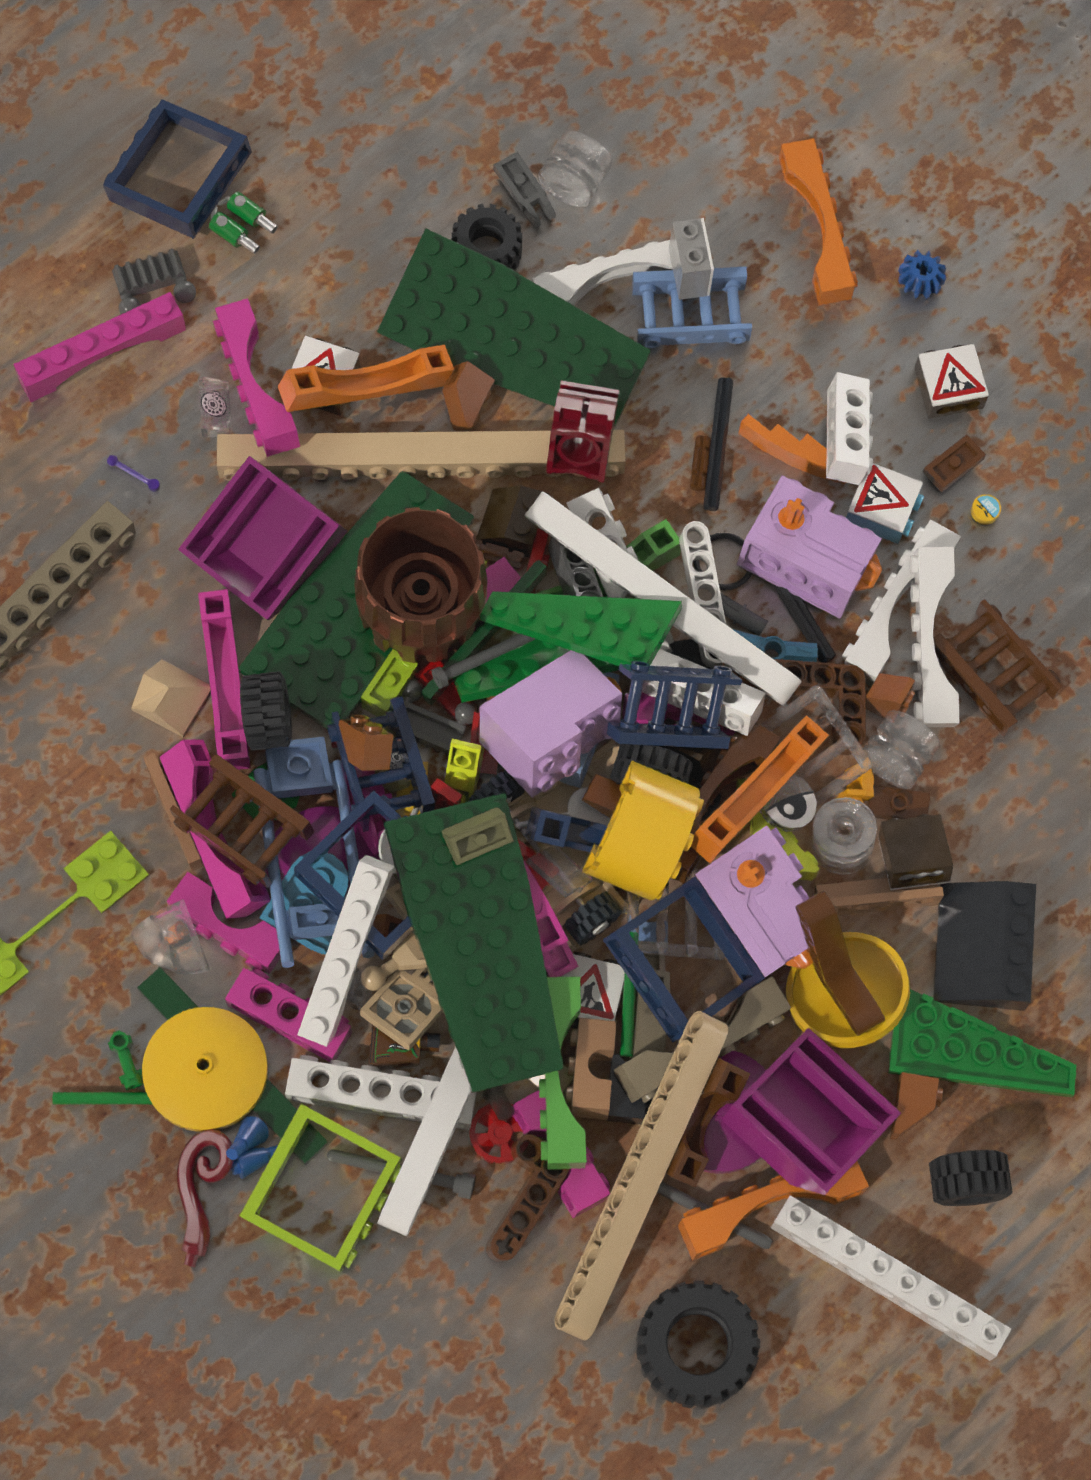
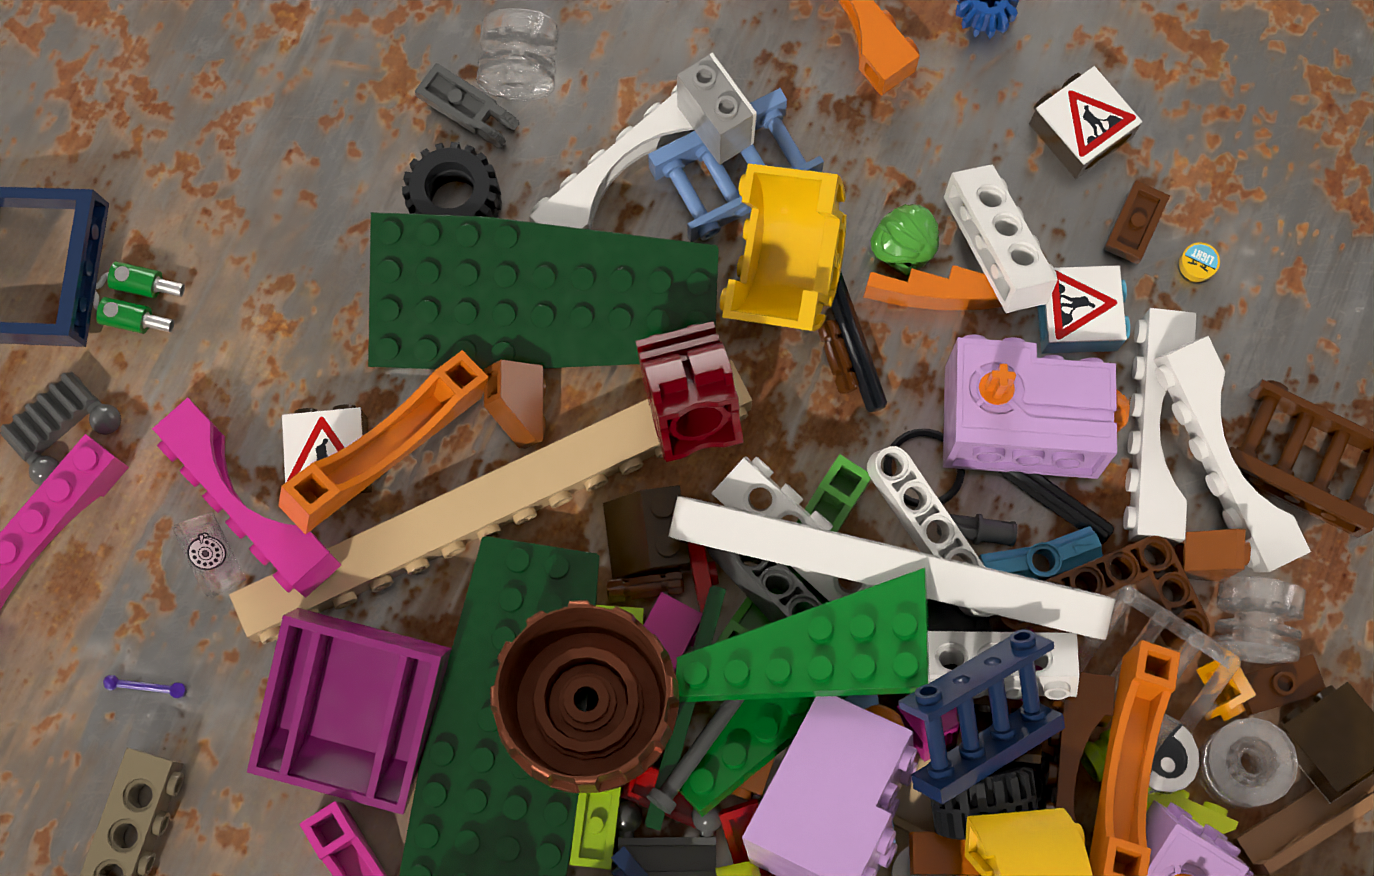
camera: 20 degrees left, 5 degrees up
(702, 372) = (790, 248): none -> yellow cylinder
(786, 402) = (906, 236): none -> bright green hair

